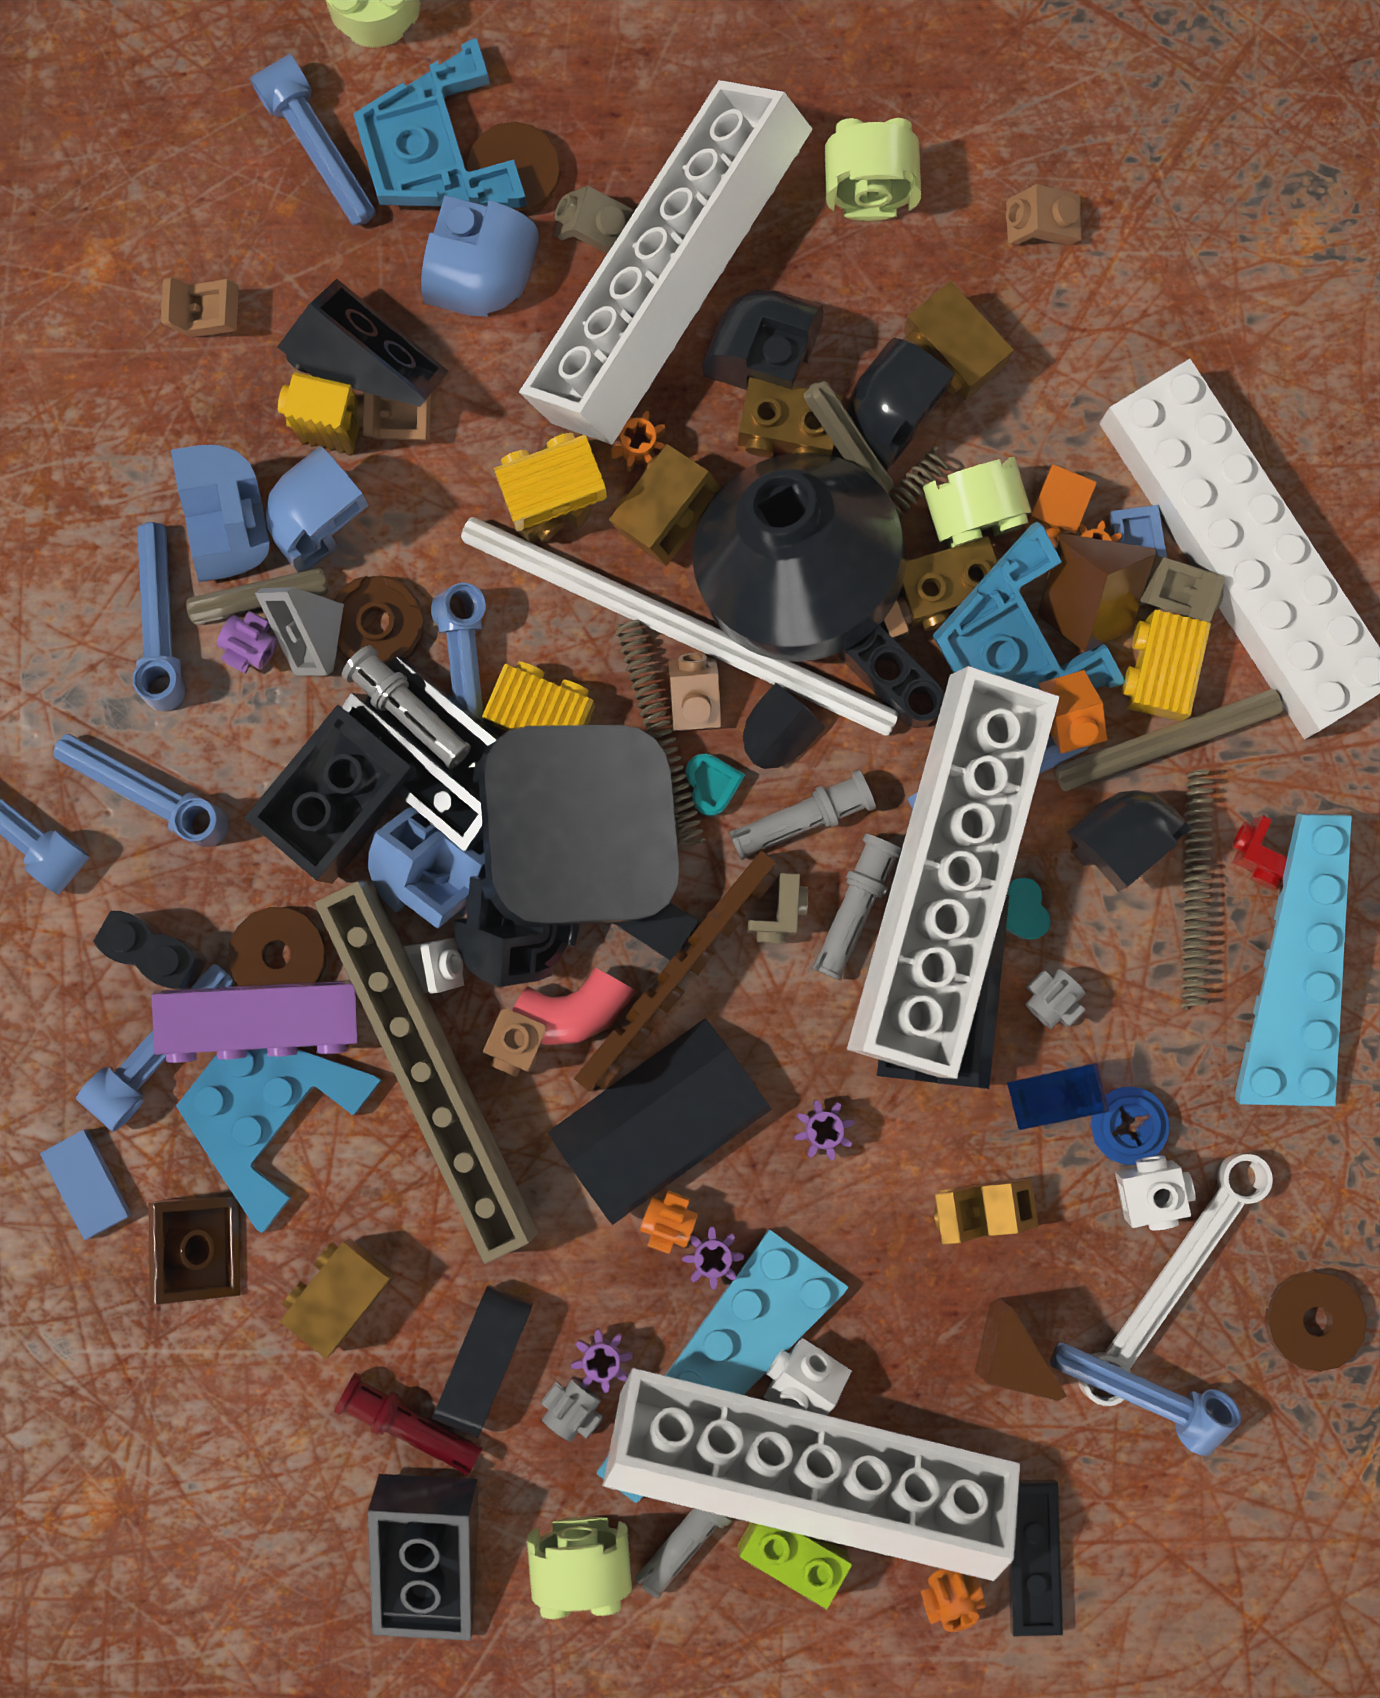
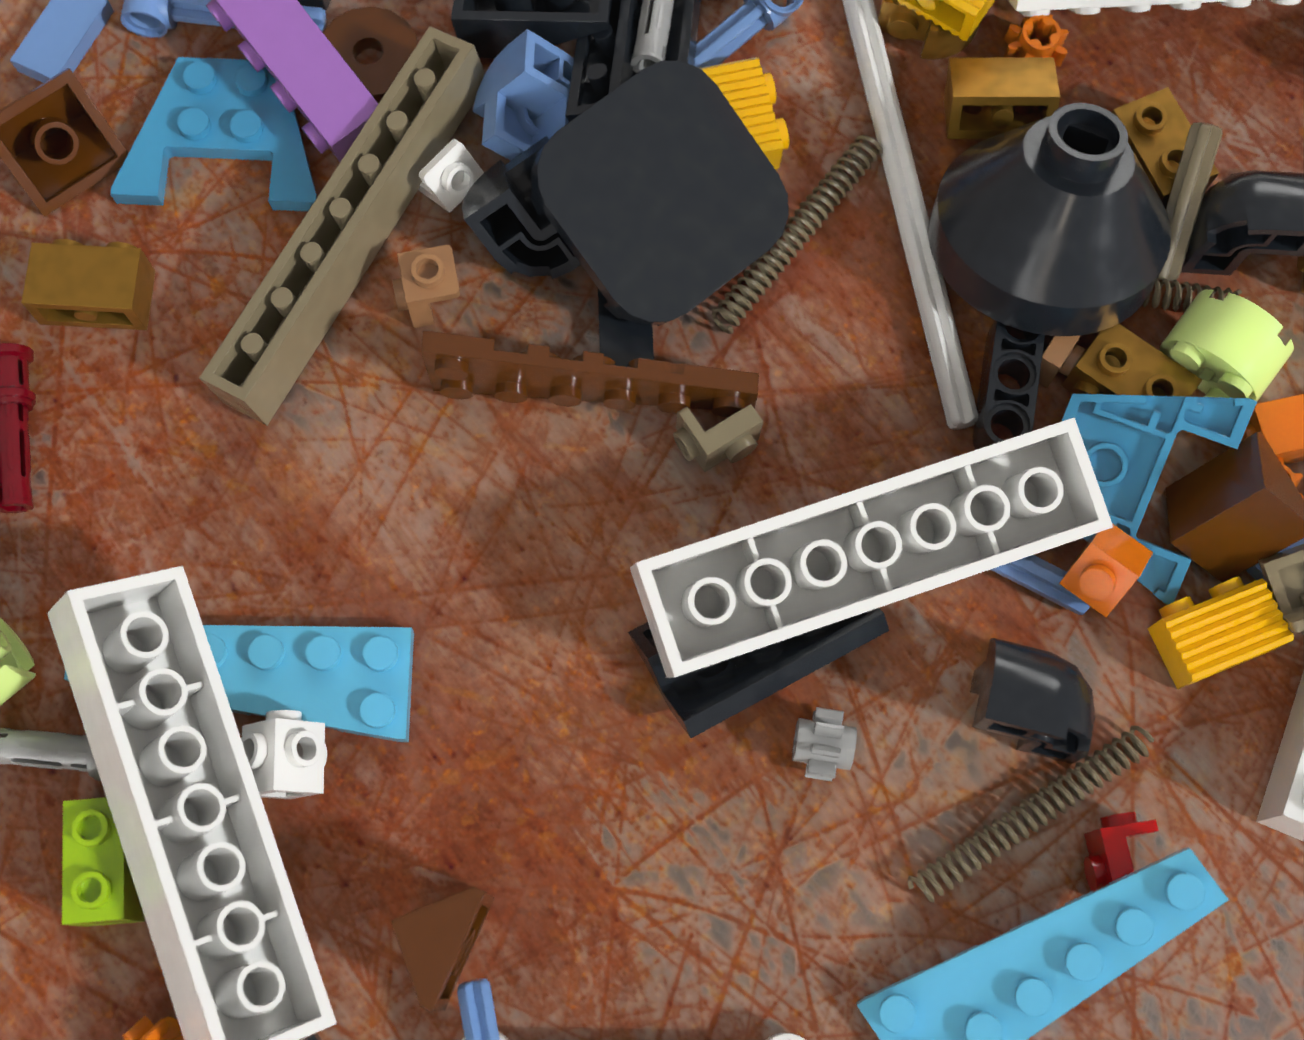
camera: 55 degrees right, 10 degrees down
(482, 1361) = (113, 451): black beam -> none
(571, 1410) = (115, 553): light grey gear -> none
(579, 1014) = (483, 315): coral cylinder -> none
(592, 1370) = (176, 539): medium lavender gear -> none
(659, 1121) = (443, 459): black slope -> none
(668, 1222) = (354, 527): orange gear -> none
(694, 692) = (855, 234): medium nougat bracket -> none
(712, 783) = (787, 308): teal tile -> none
(712, 1271) = (338, 579): medium lavender gear -> none
(763, 338) = (1212, 79): black brick -> none
(779, 729) = (880, 328): black brick -> none
(822, 808) = (839, 411): light grey pin -> none
(837, 1125) = (527, 606): medium lavender gear -> none
(865, 885) = (767, 502): light grey pin -> none
(985, 1210) = (569, 814): pearl gold brick -> none
(1025, 913) = (884, 661): teal tile -> none
(1058, 1096) = (731, 810): clear blue slope -> none
(1138, 1189) = (682, 972): white brick -> none
(1151, 1132) = (781, 899): blue gear -> none
(1168, 740) = (1153, 687): dark tan axle -> none

